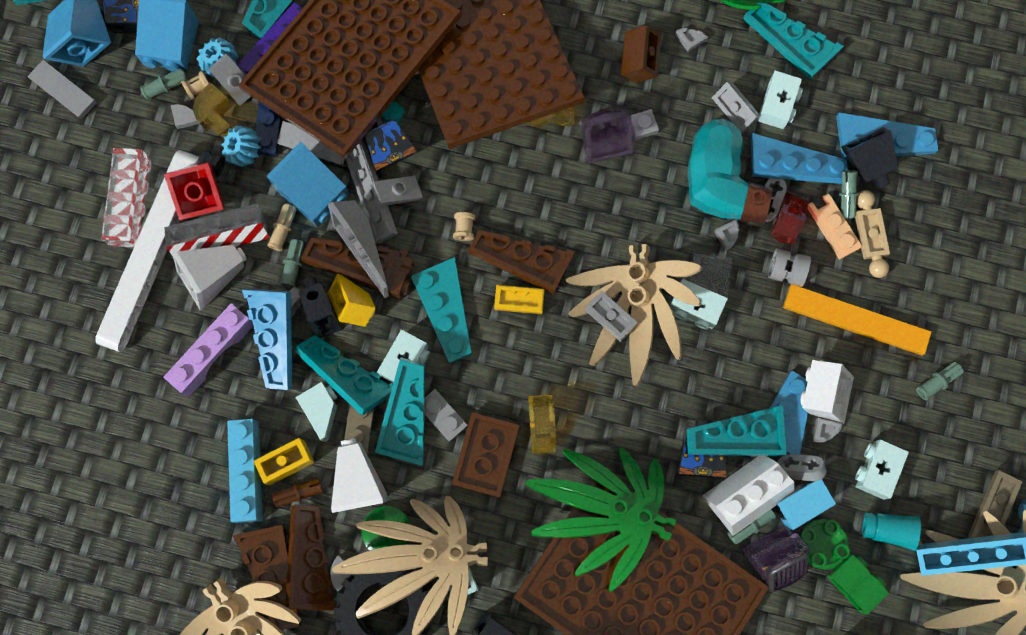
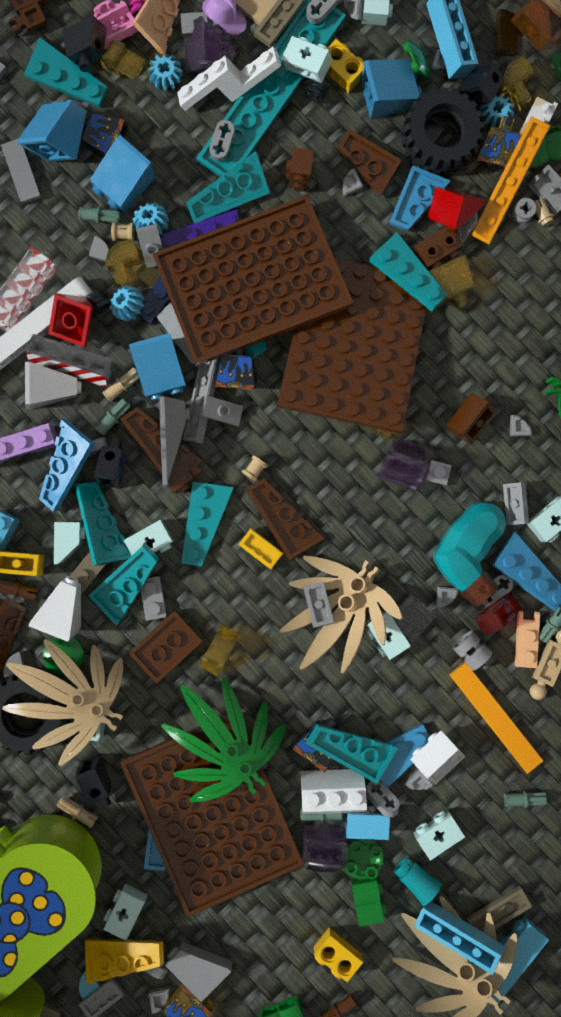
camera: 25 degrees right, 10 degrees up
(351, 302) = (136, 475): yellow slope -> none

